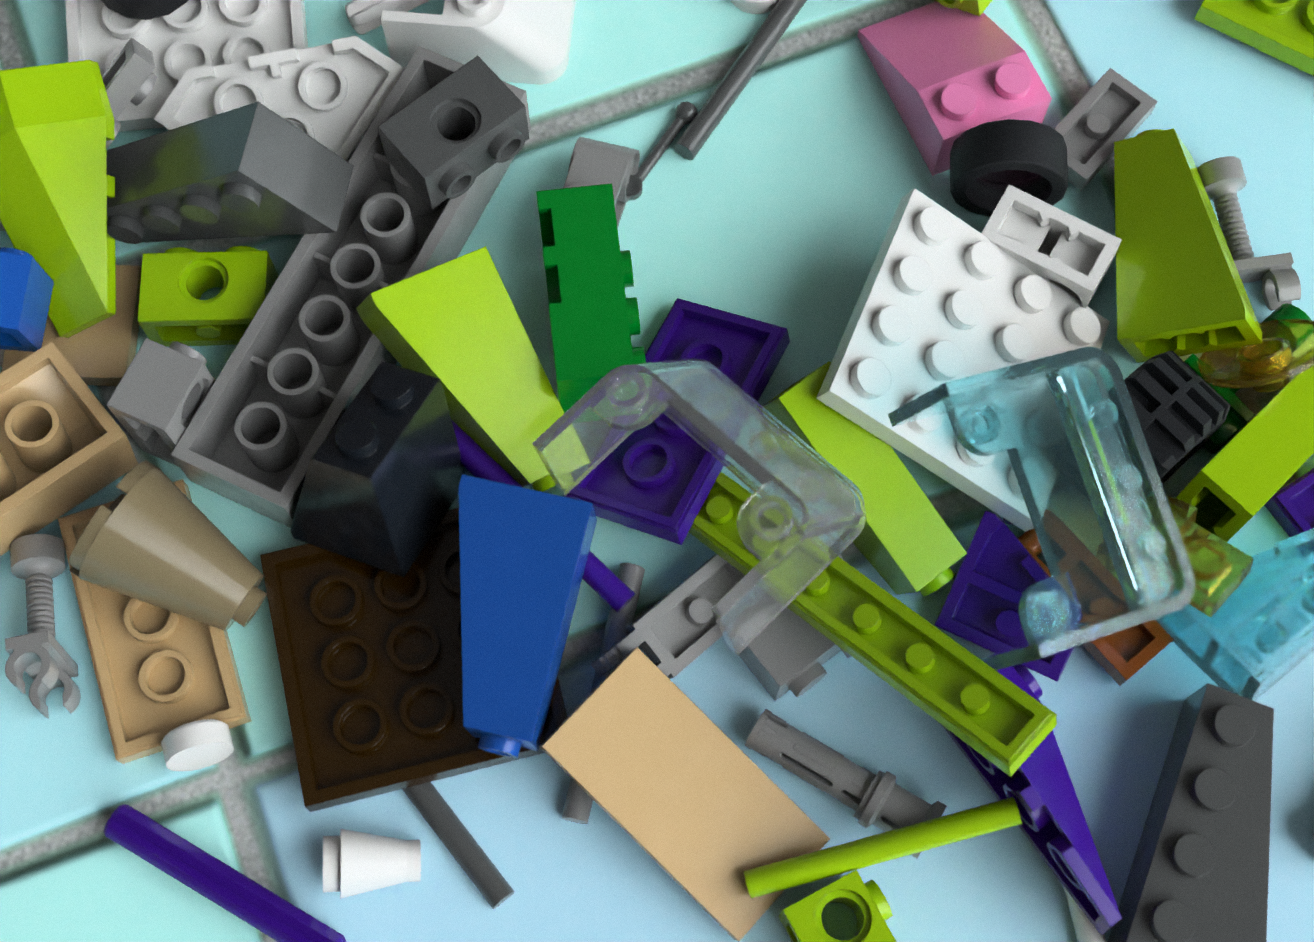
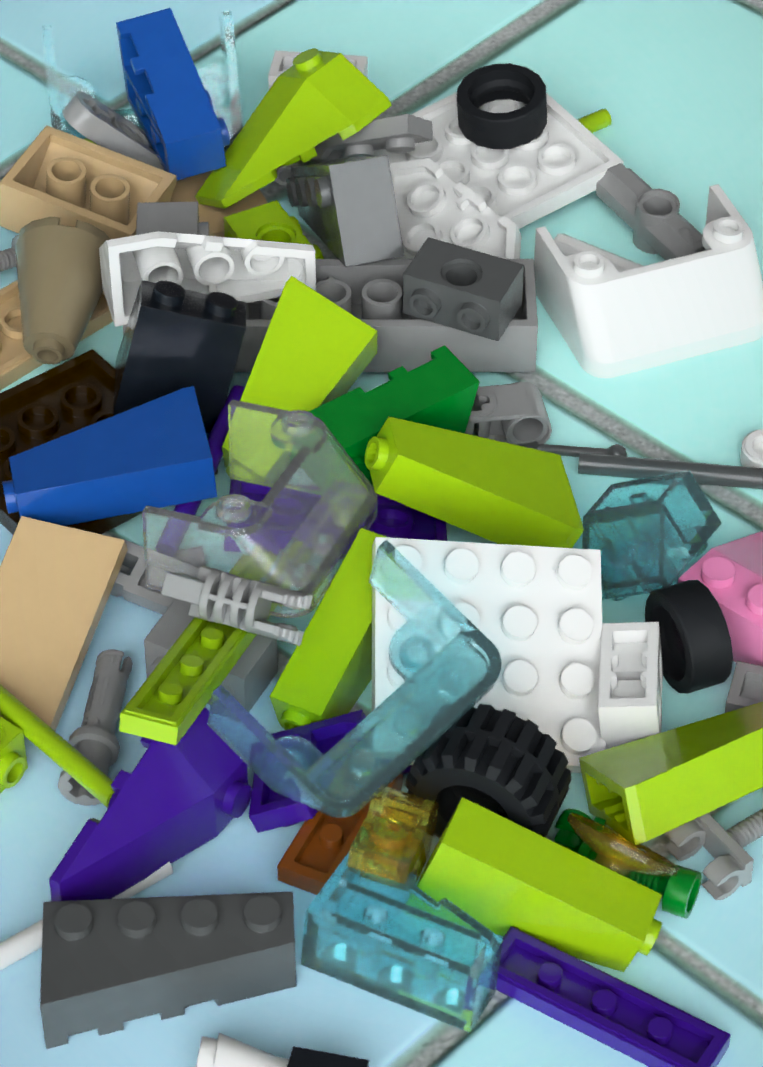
camera: 65 degrees right, 25 degrees down
(261, 416) = (202, 264): none -> white wedge
(724, 256) = (476, 483): none -> lime slope
(849, 571) = (237, 601): none -> light grey hinge
(864, 144) = (648, 532): none -> clear light blue slope

